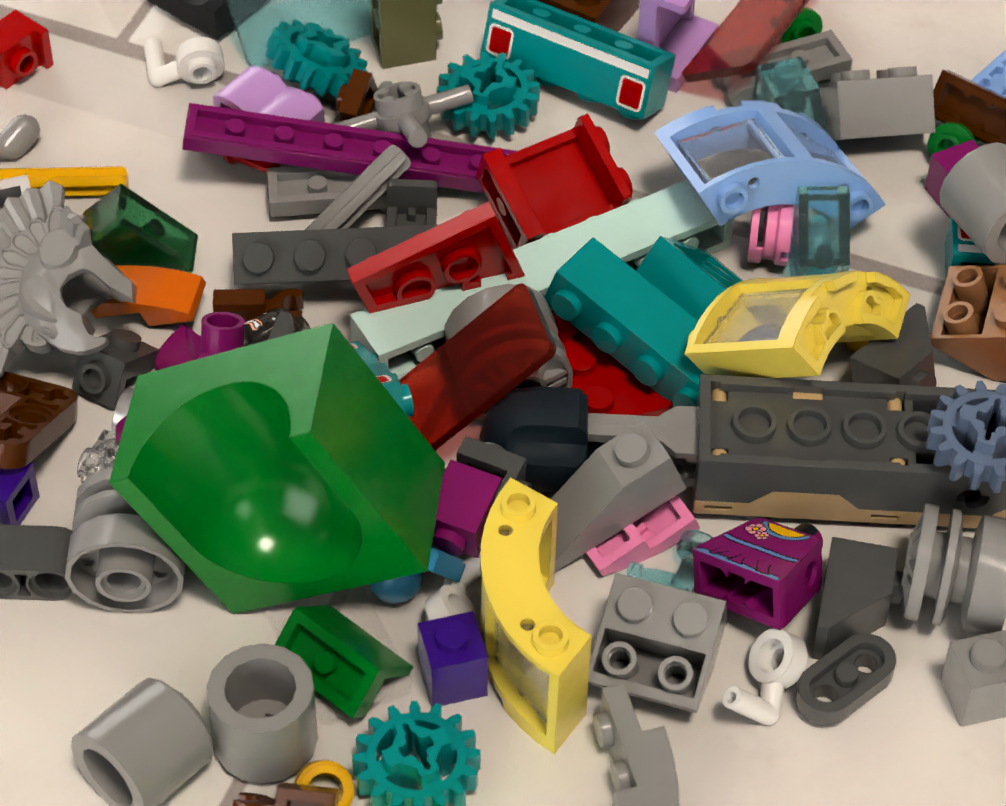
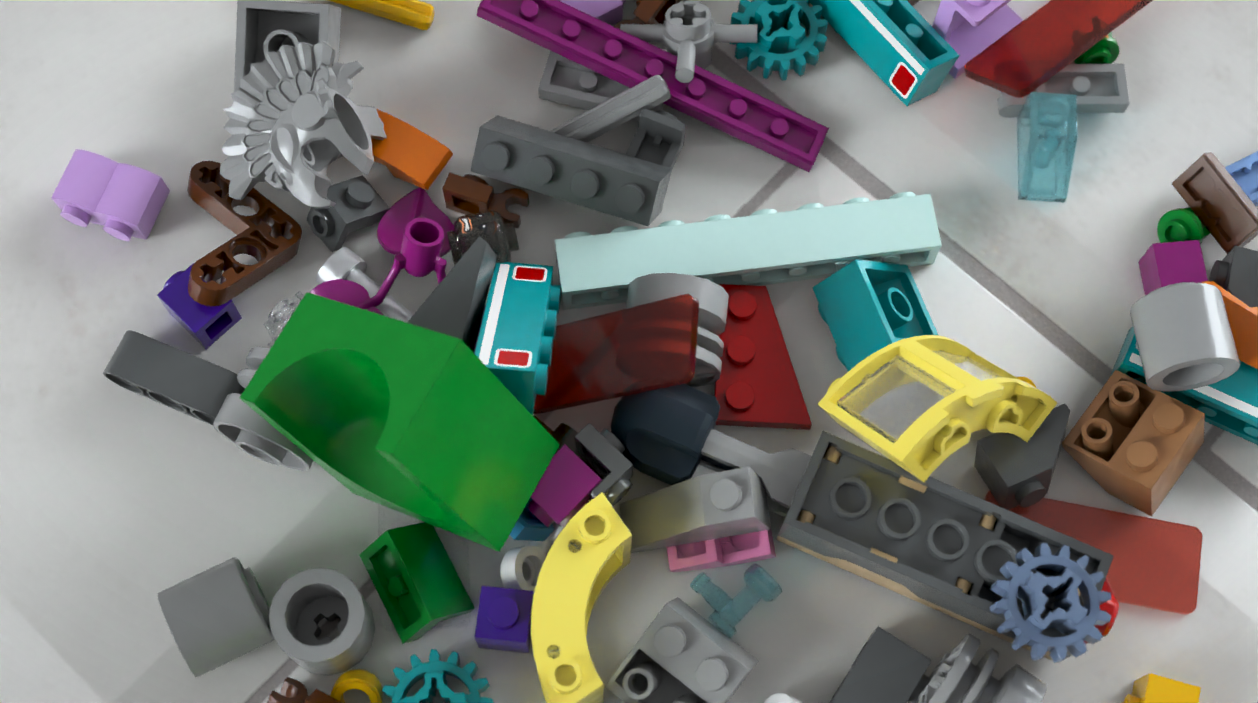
camera: 20 degrees right, 20 degrees up
(138, 233) = (413, 86): clear green slope -> none
(443, 256) = (659, 220): red wing -> none
(554, 182) = (794, 158): red panel -> none
(627, 320) = (794, 337): teal brick -> none
(759, 158) = (989, 210): light blue window -> none
(761, 569) = (805, 633): magenta torso -> none
(775, 234) = (974, 272): bright pink wheel -> none
(820, 231) = (1004, 308): clear light blue slope -> none
(878, 107) = (1130, 163): light grey slope -> none

